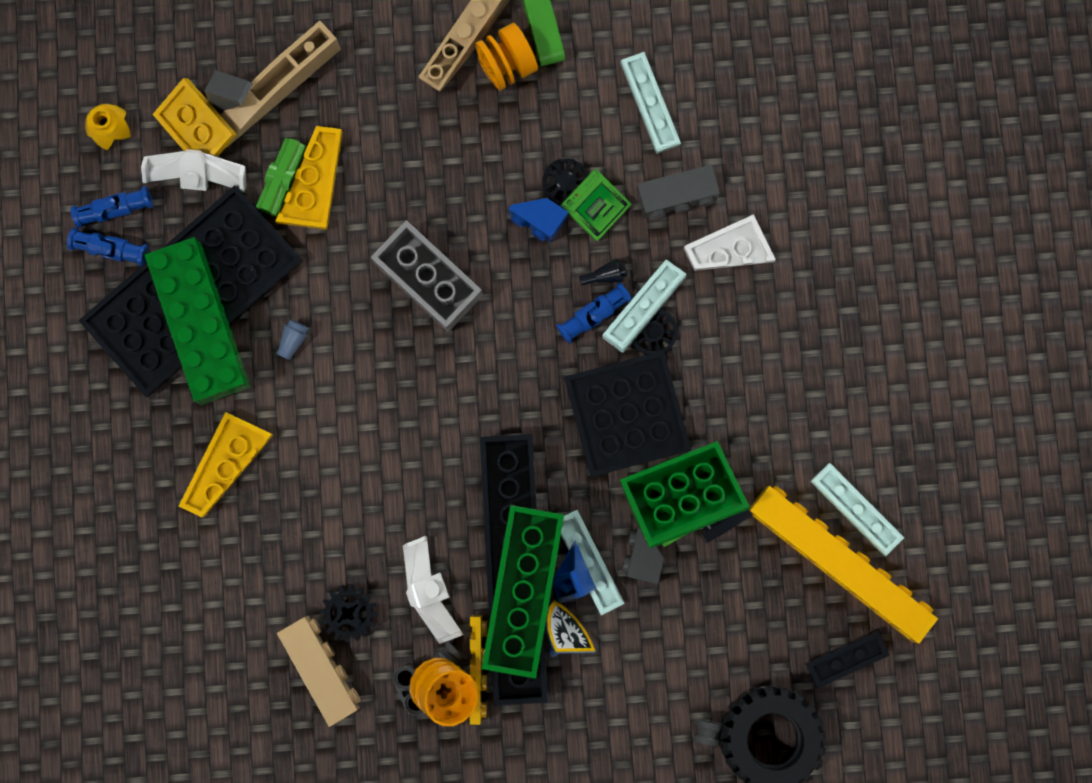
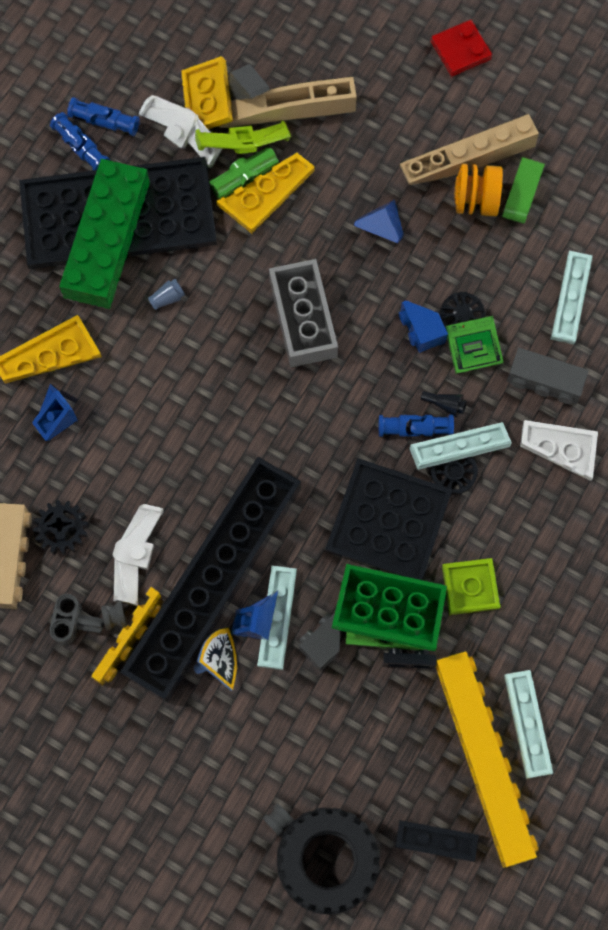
camera: 35 degrees right, 10 degrees down
(114, 129) = (145, 62): yellow piece -> none
(258, 145) = (242, 138): none -> lime plate
(268, 516) = (54, 415): none -> blue slope
(438, 142) = (382, 222): none -> blue slope
(453, 700) = (95, 644): light orange wheel -> none
(522, 592) = (206, 593): green brick -> none
(733, 424) = (471, 586): none -> lime tile

